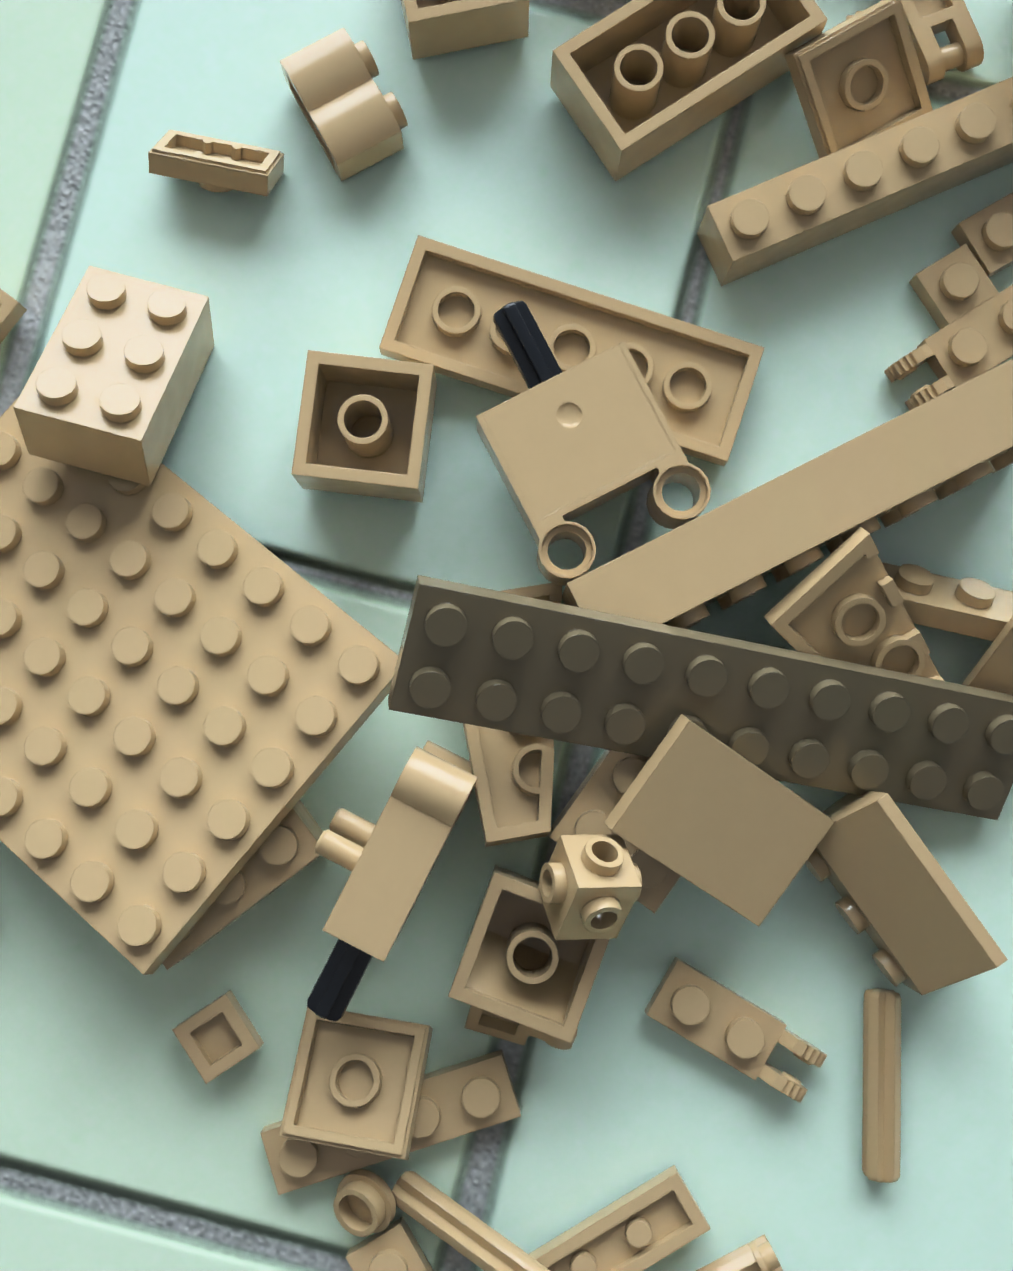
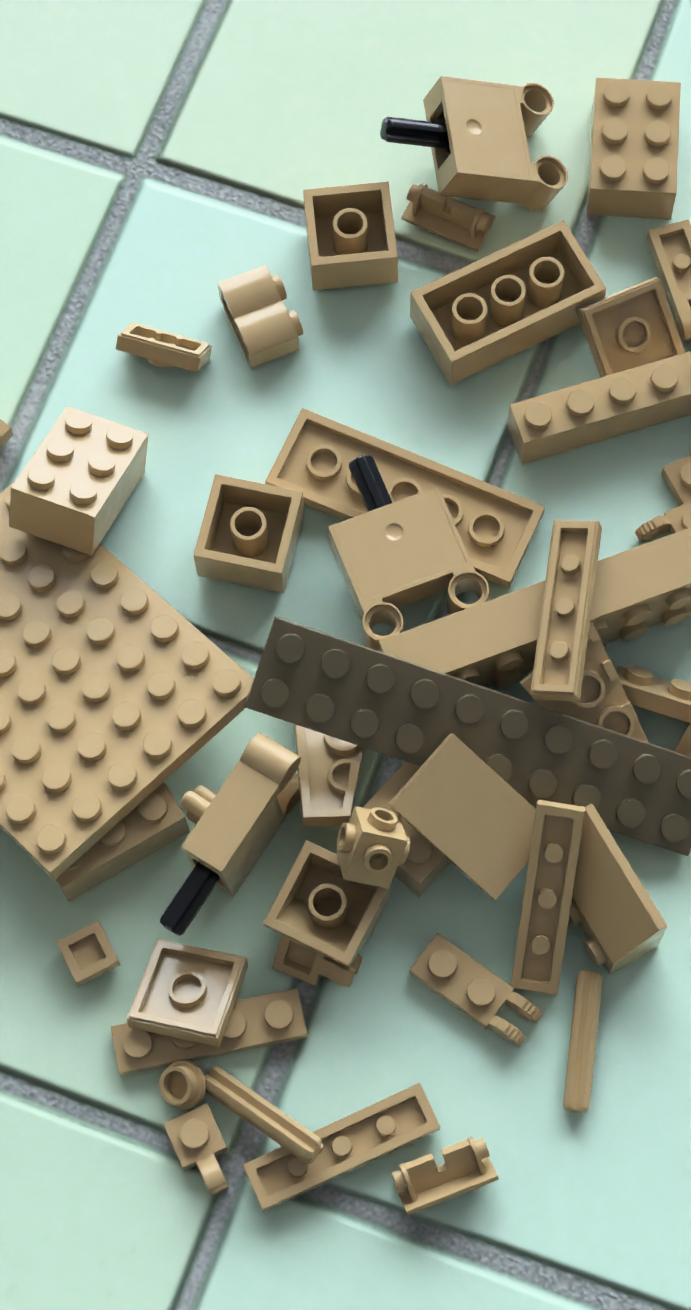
camera: 10 degrees right, 15 degrees down
(829, 516) = (566, 610): none -> tan tile
(830, 911) = (547, 896): none -> tan plate

